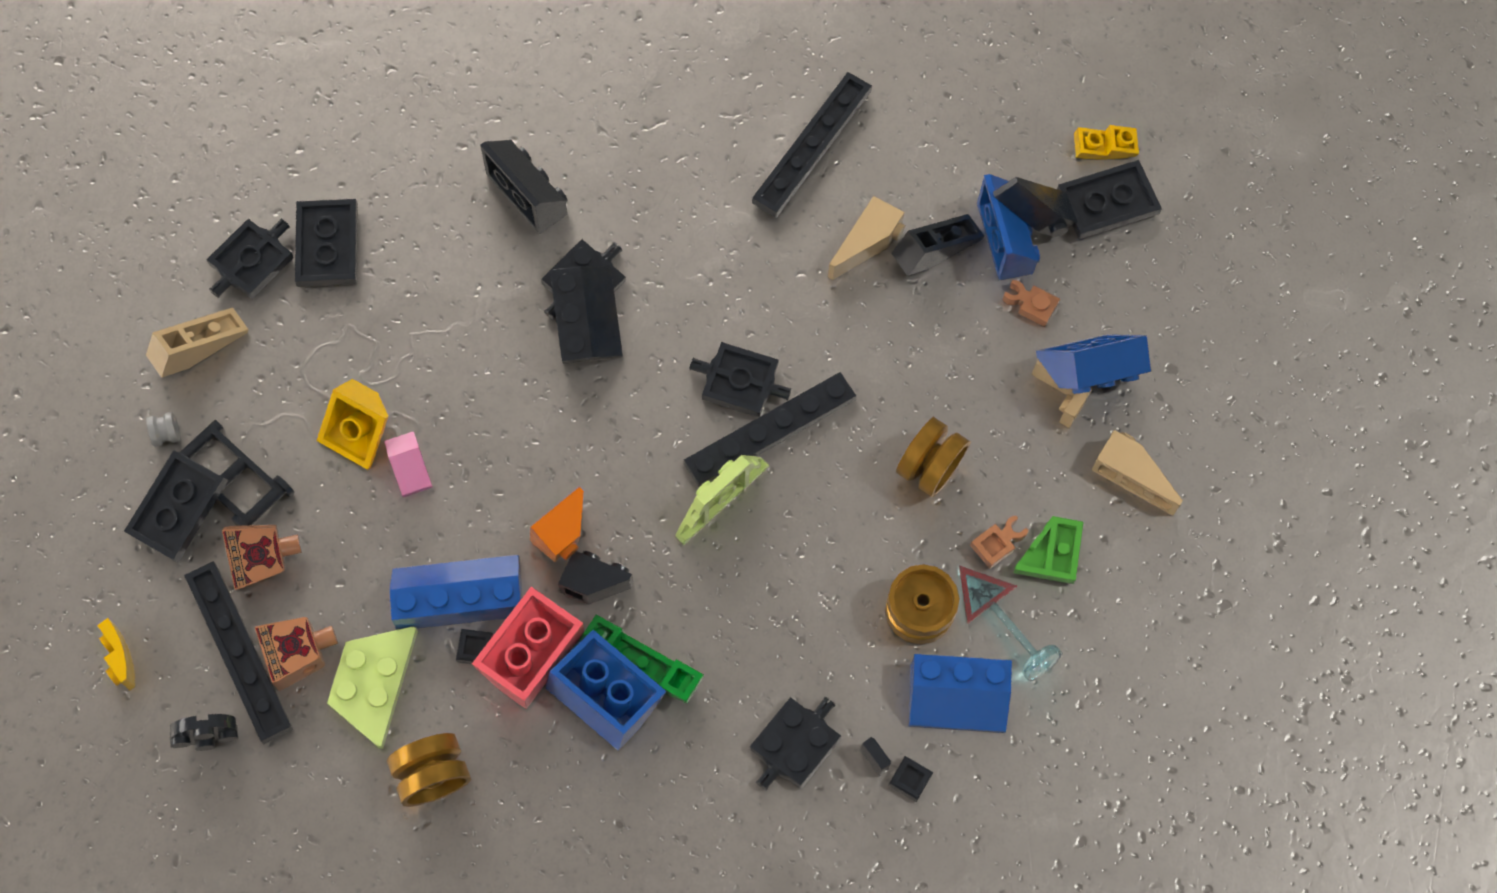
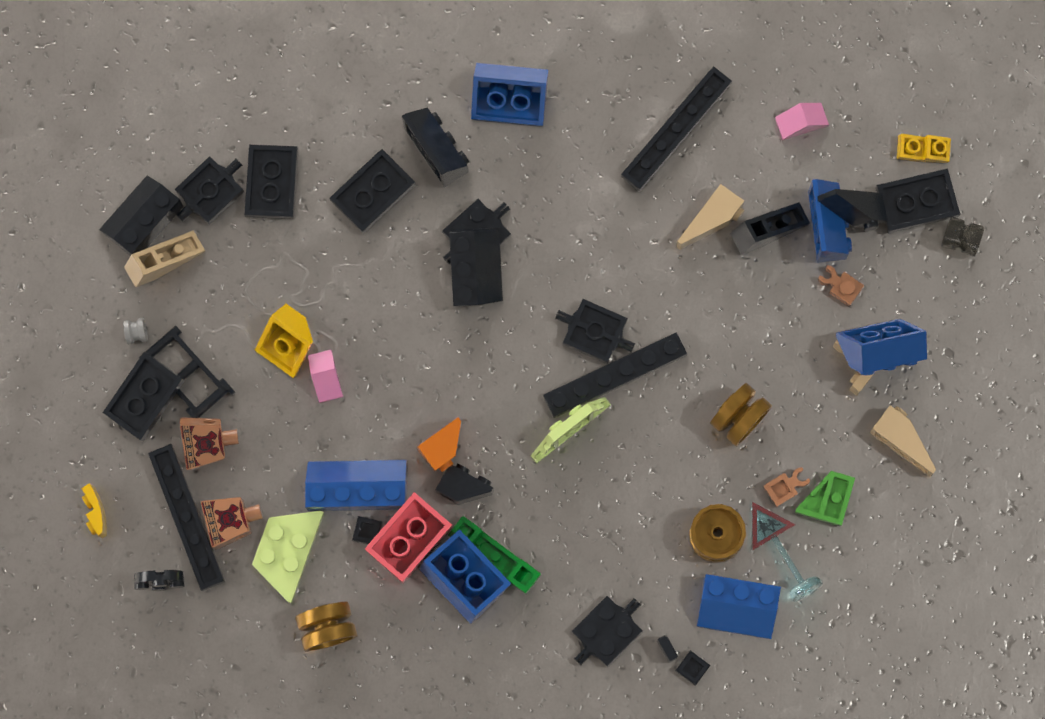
camera: 15 degrees right, 10 degrees up
(168, 294) = (142, 216): none -> black slope
(451, 243) = (372, 191): none -> black plate
(608, 122) = (509, 94): none -> blue slope
(958, 122) = (801, 120): none -> bright pink slope
(1169, 232) = (963, 236): none -> clear smoke wheel

